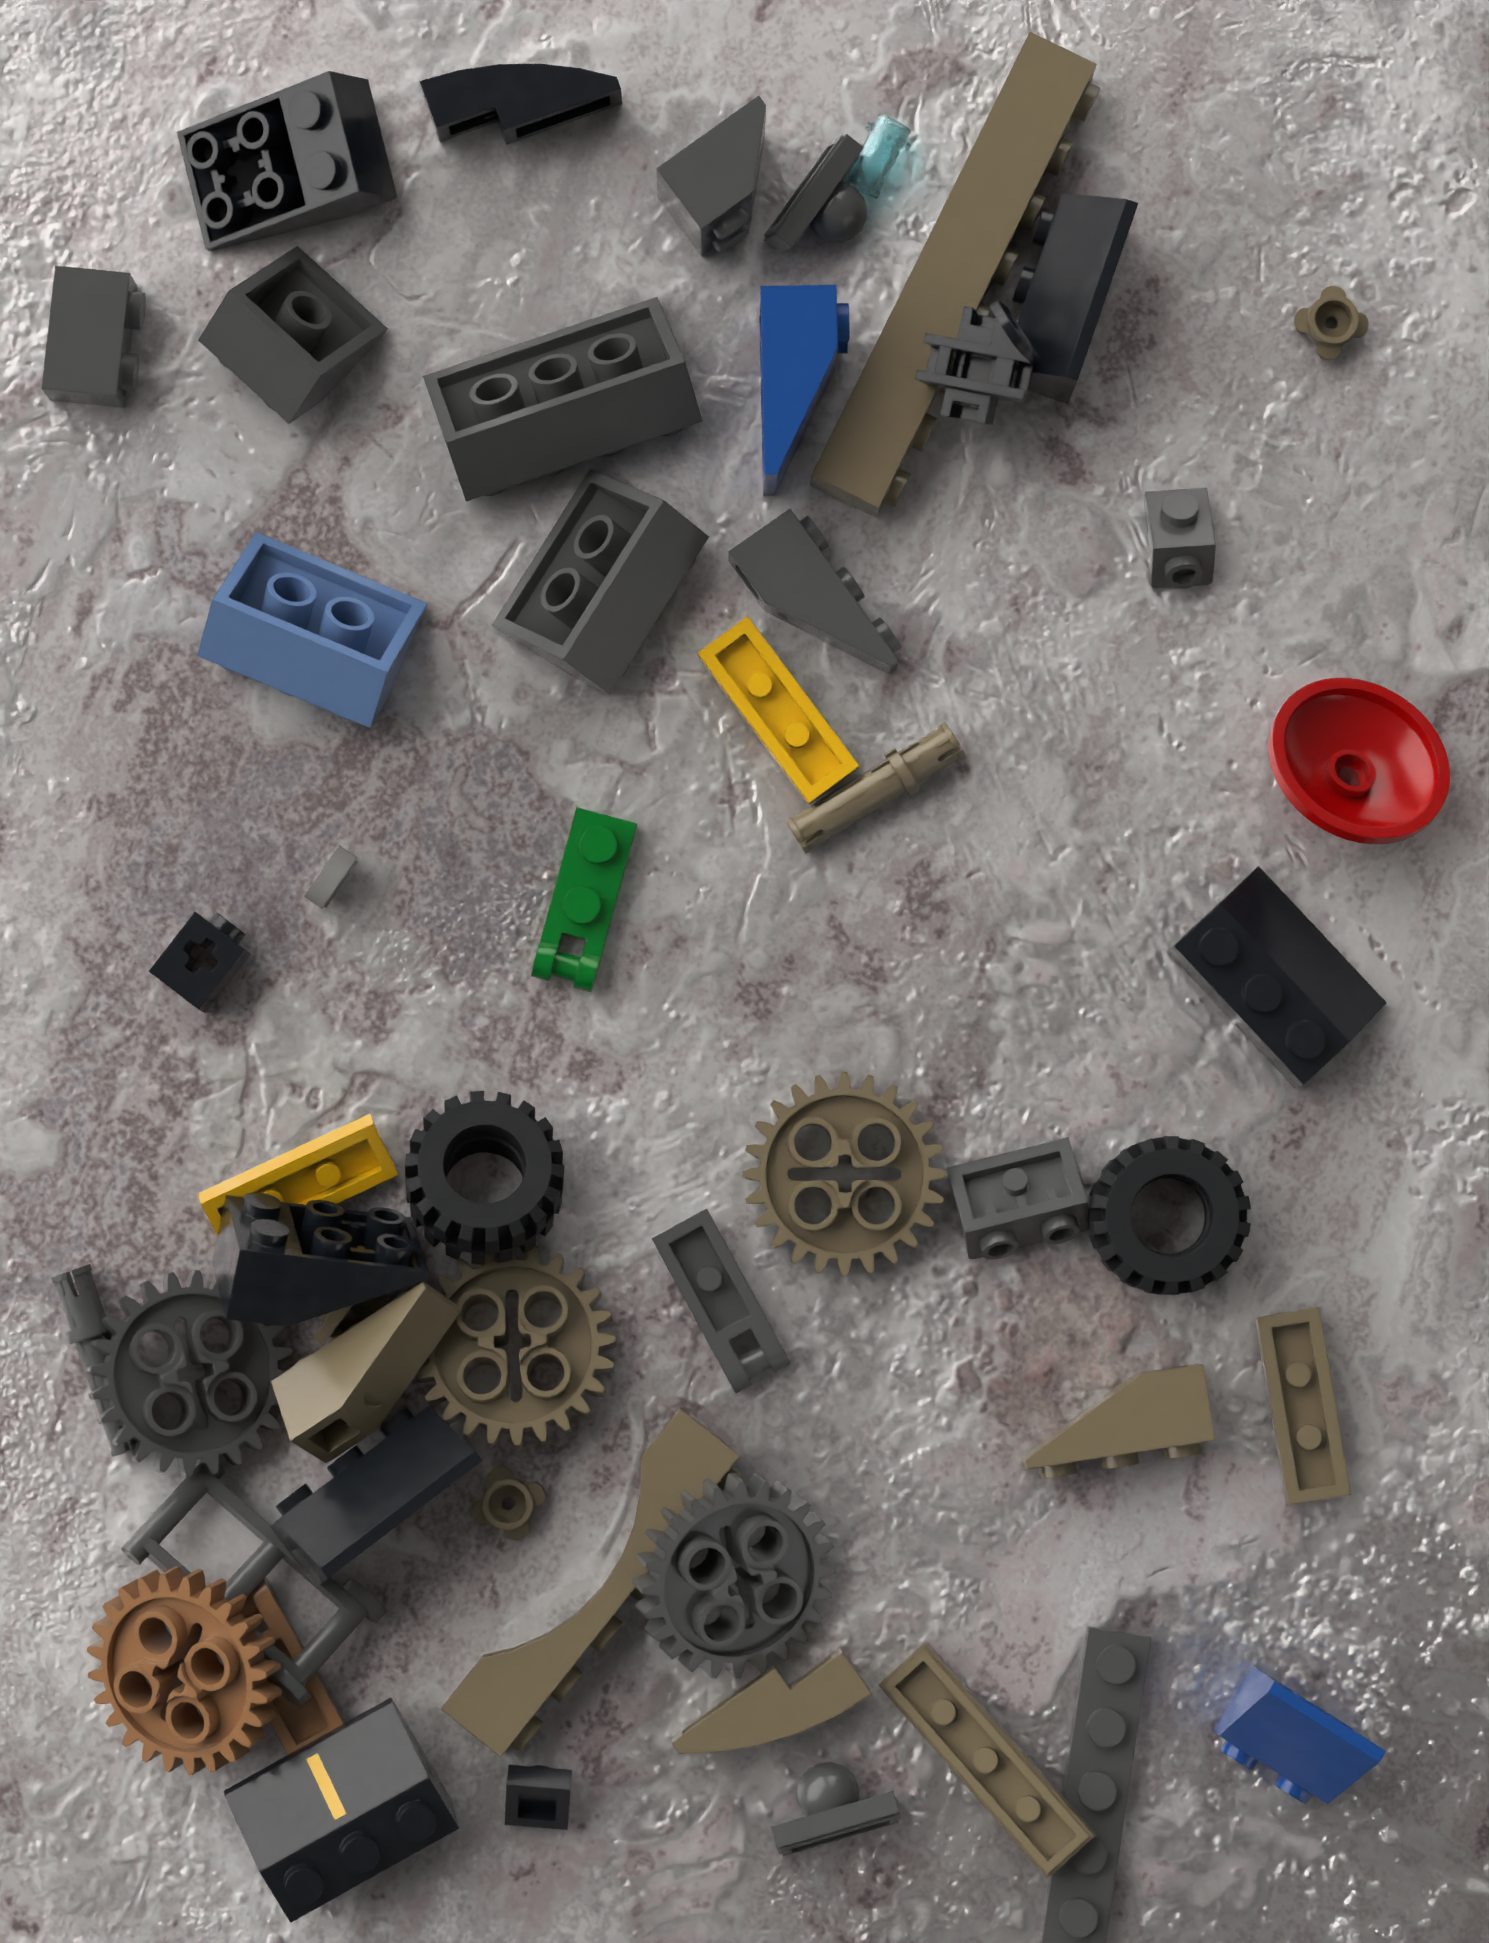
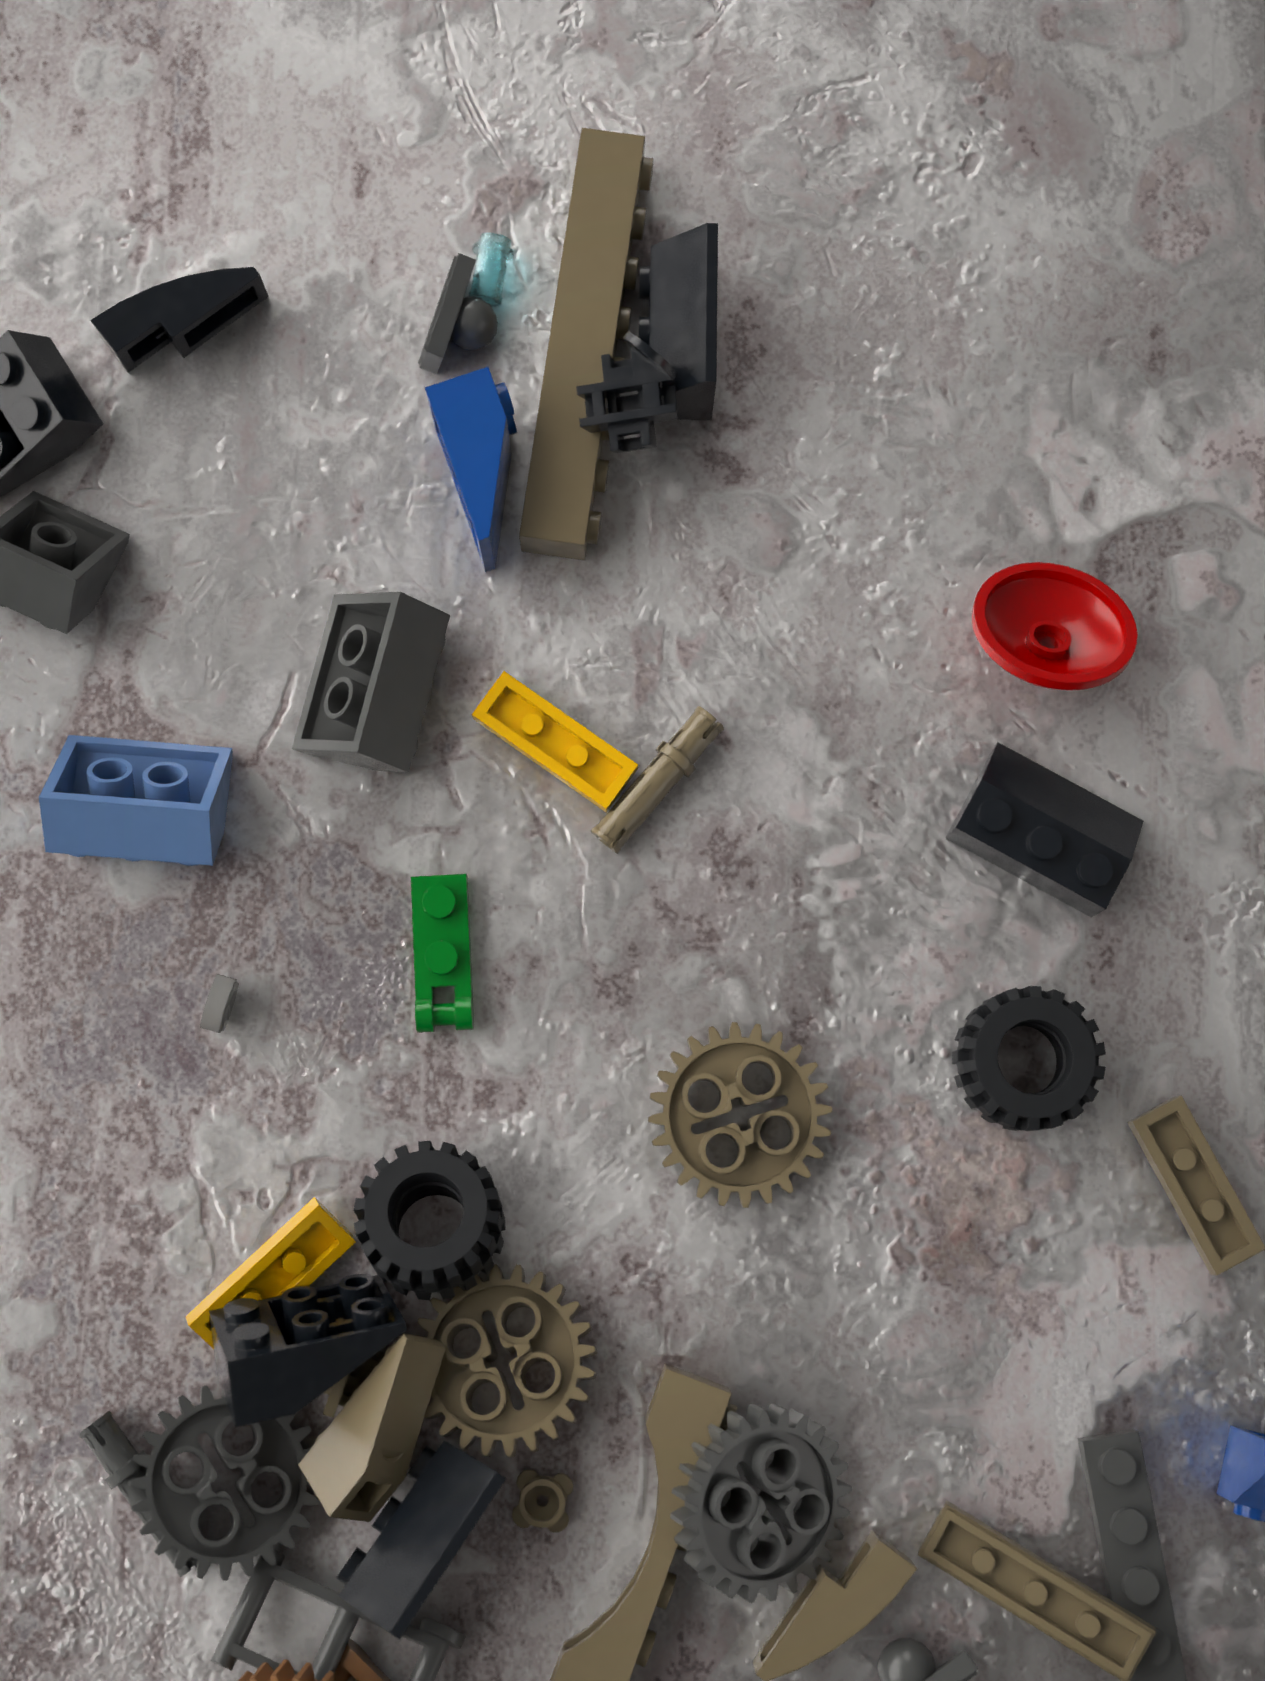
camera: 15 degrees left, 5 degrees down
(204, 985) = (112, 1126): black brick -> none
(563, 399) = (293, 544): dark grey slope -> none
(715, 180) = (359, 322): dark grey slope -> none
(719, 1298) = (668, 1257): dark grey plate -> none
(798, 585) = (543, 635): dark grey slope -> none
(1019, 1199) = (896, 1087): dark grey bracket -> none
(1141, 1414) = (1061, 1239): dark tan slope -> none
(1180, 537) = (841, 495): dark grey bracket -> none
(1331, 305) = (903, 272): dark tan plate -> none

